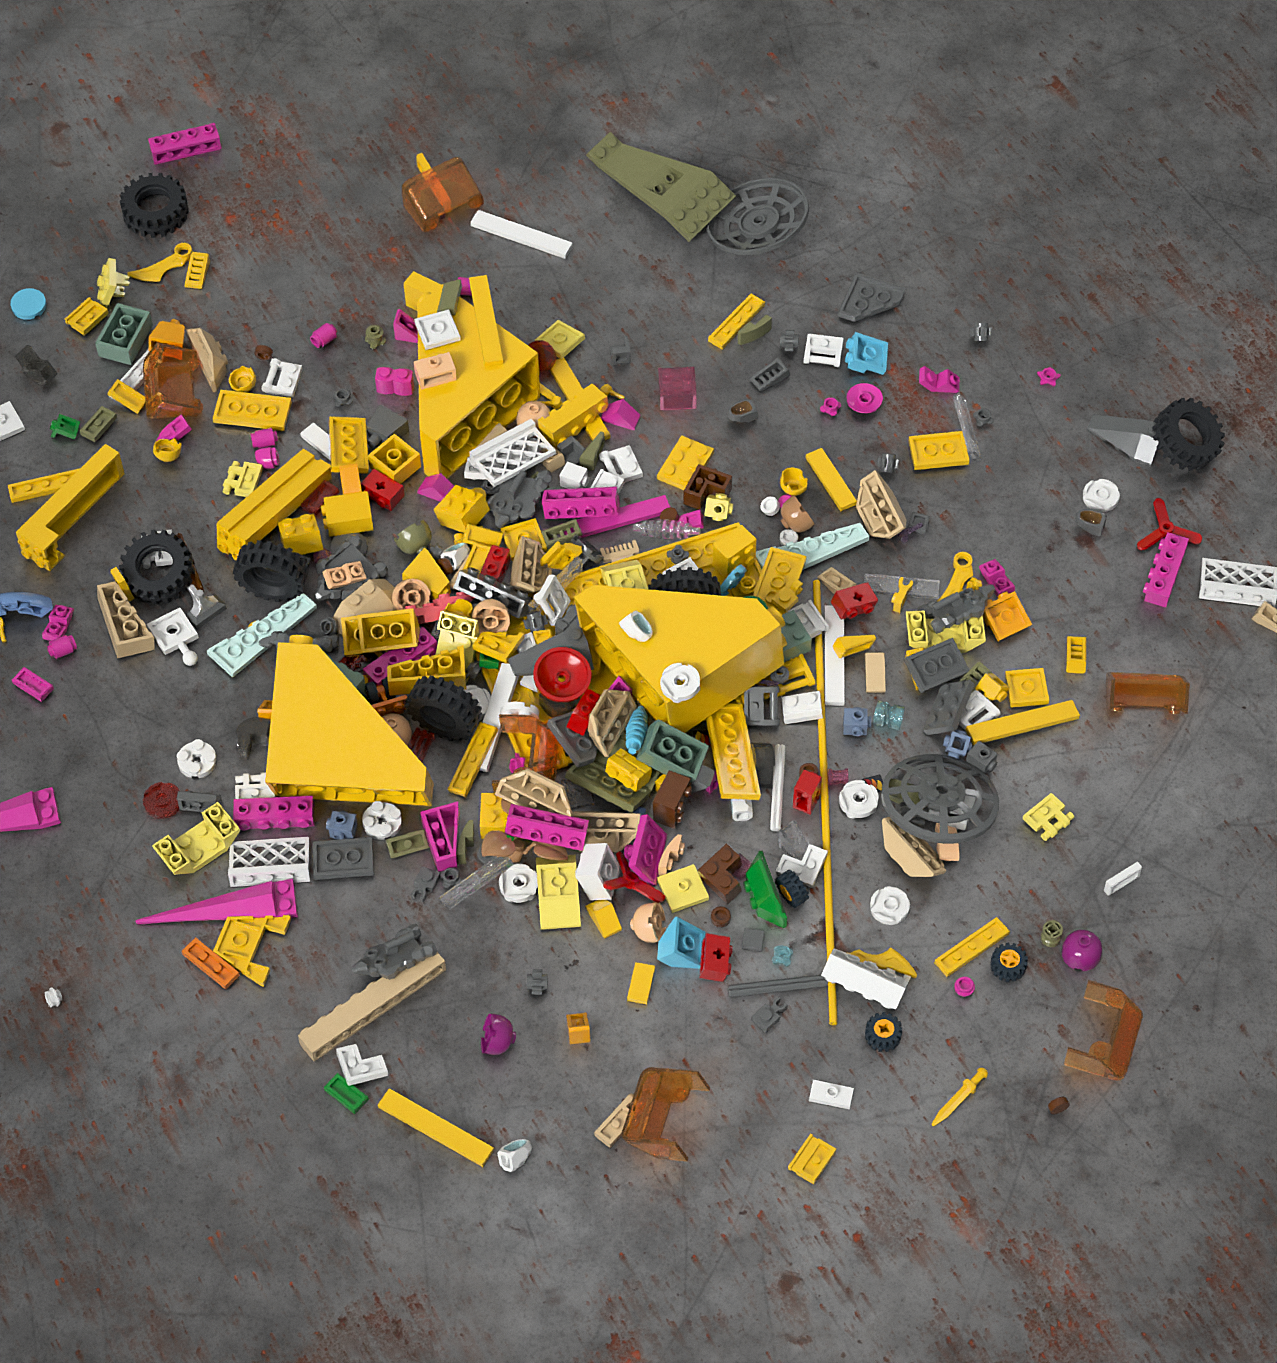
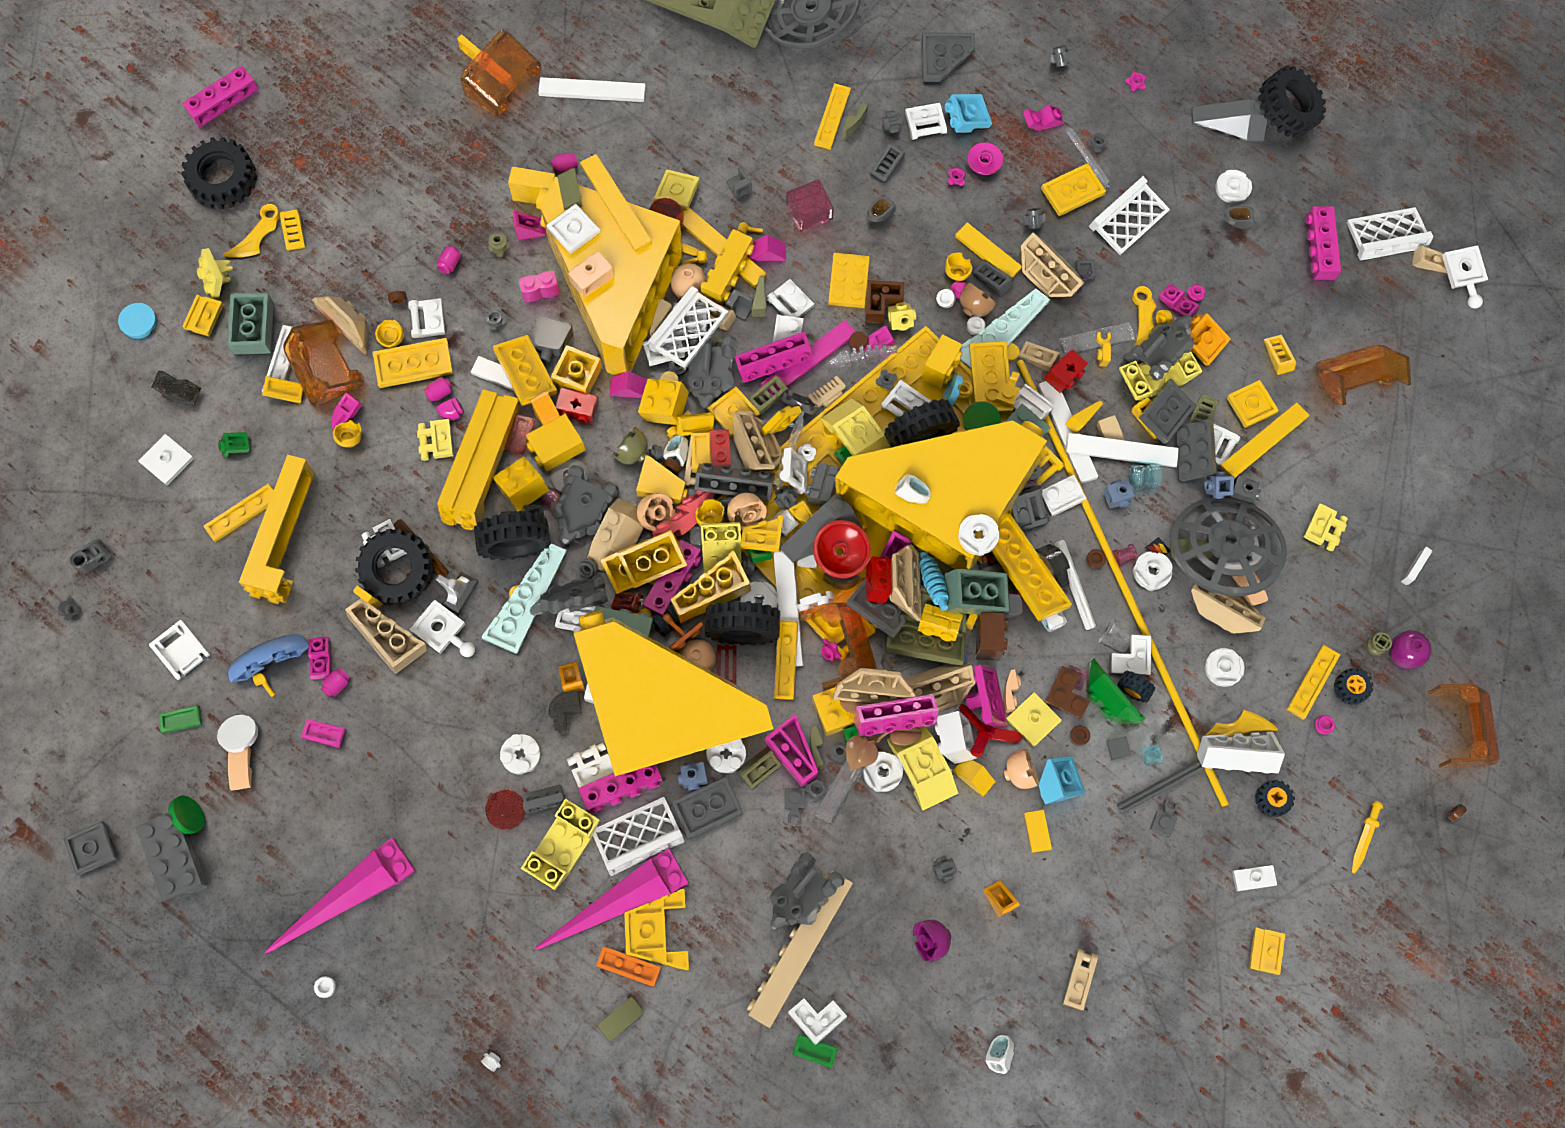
camera: 25 degrees left, 15 degrees up
(98, 424) = (266, 429): olive plate -> none
(168, 333) = (295, 311): light orange torso -> none
(183, 1002) = (620, 1019): none -> olive slope
(344, 575) = (582, 512): light nougat slope -> none
(435, 1127) = (914, 1053): yellow tile -> none
(570, 588) = (807, 447): none -> white plate
(573, 476) = (753, 330): white brick -> none
(650, 1109) = (1104, 963): clear orange windscreen -> none
(715, 957) = (1094, 791): red brick -> none
(807, 791) = (1109, 582): red brick -> none
(811, 572) = (1013, 352): none -> yellow tile
(823, 504) = (1001, 286): none -> dark grey slope
(877, 686) = (1121, 450): none -> white tile
(978, 475) = (1123, 202): none -> white fence
(993, 687) = (1226, 416): yellow brick -> none
(1018, 579) = (1194, 296): none -> dark pink plate
(1165, 526) = (1301, 206): red piece -> none

